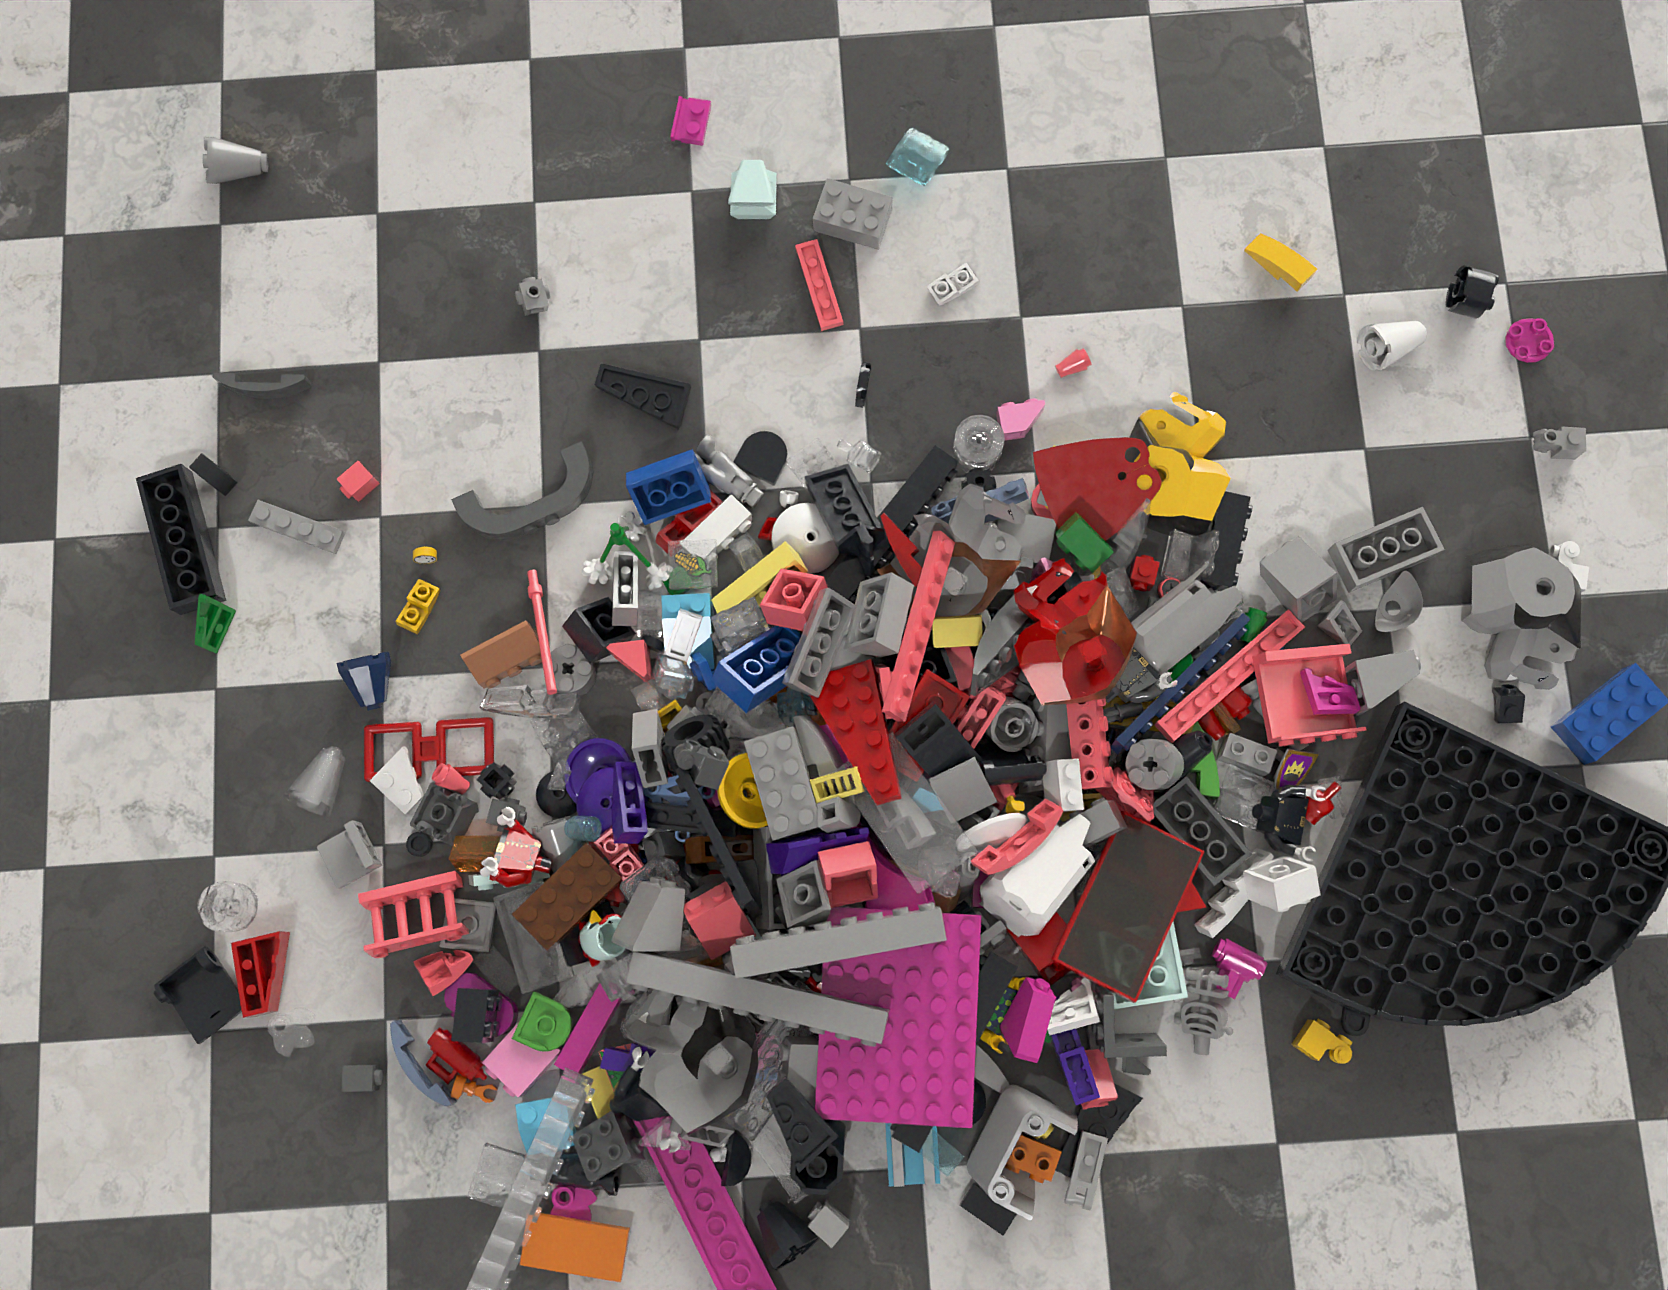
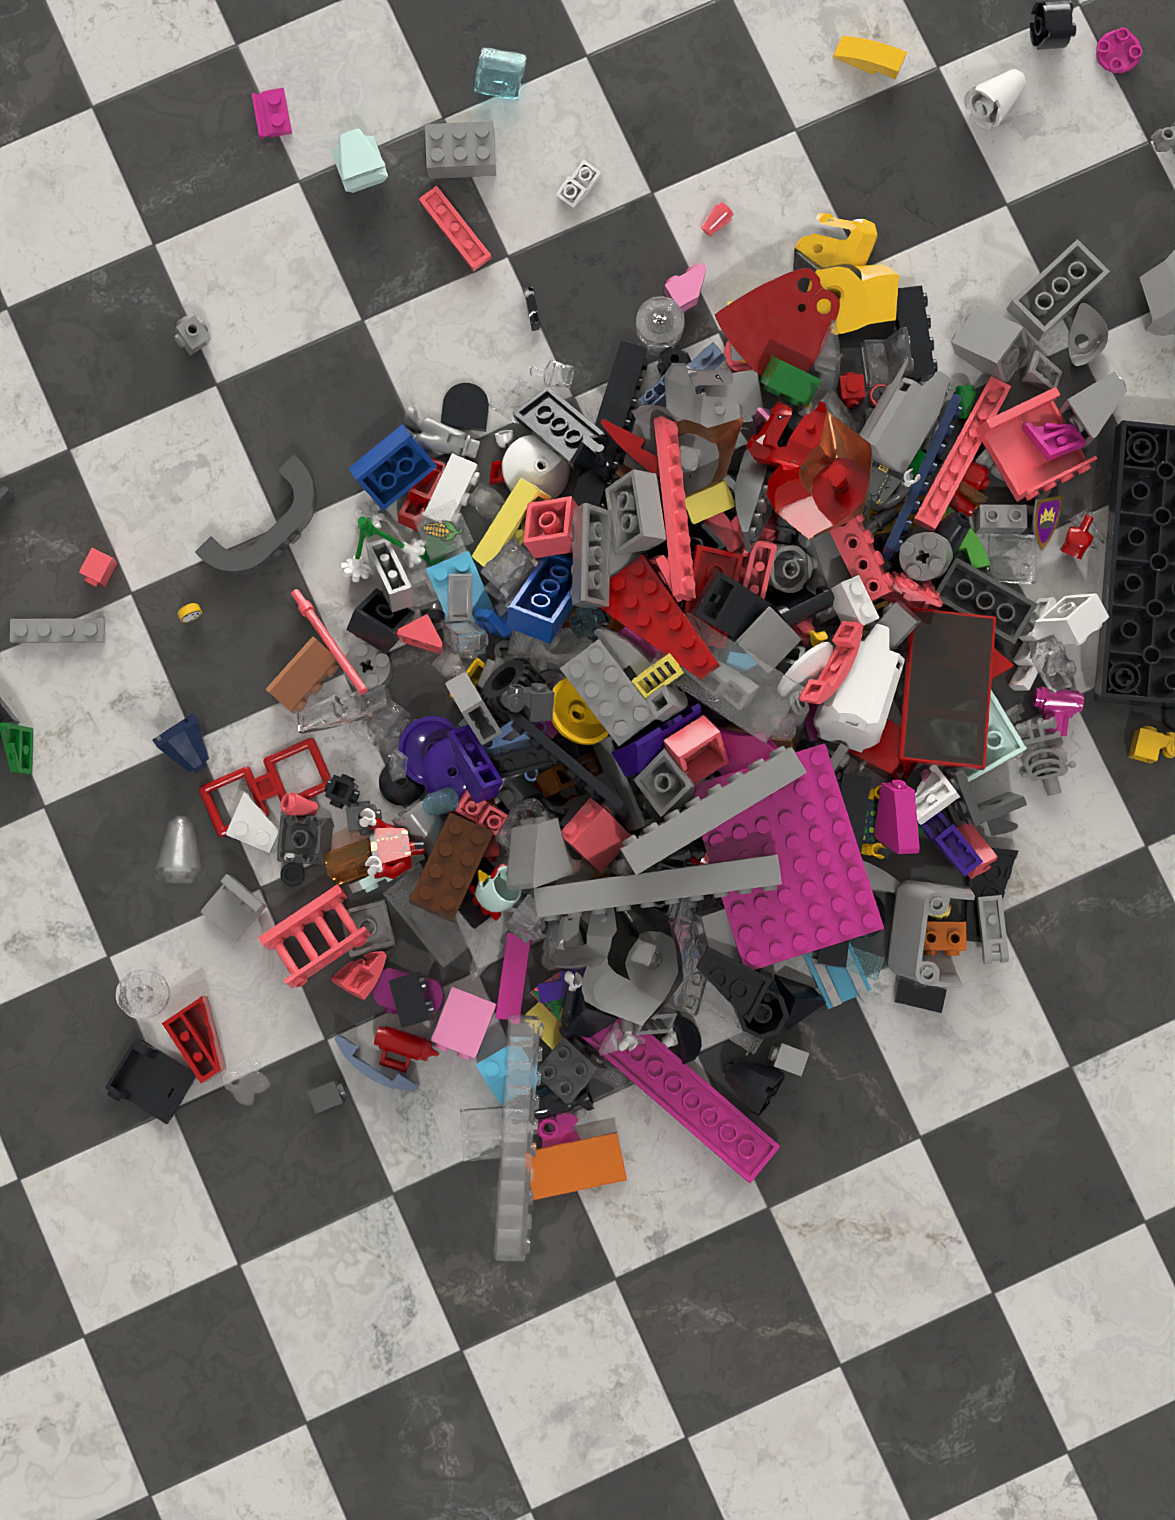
camera: 25 degrees left, 5 degrees up
(419, 605) = (202, 662): yellow slope -> none
(461, 1086) = (419, 1069): orange piece -> none
(543, 1024) = (472, 986): bright green tile -> none
(649, 393) = (334, 387): black wing -> none
(861, 1164) = (799, 999): none -> black slope
(1245, 920) = (1052, 663): none -> clear brick
(1283, 818) = (1053, 562): black torso -> none

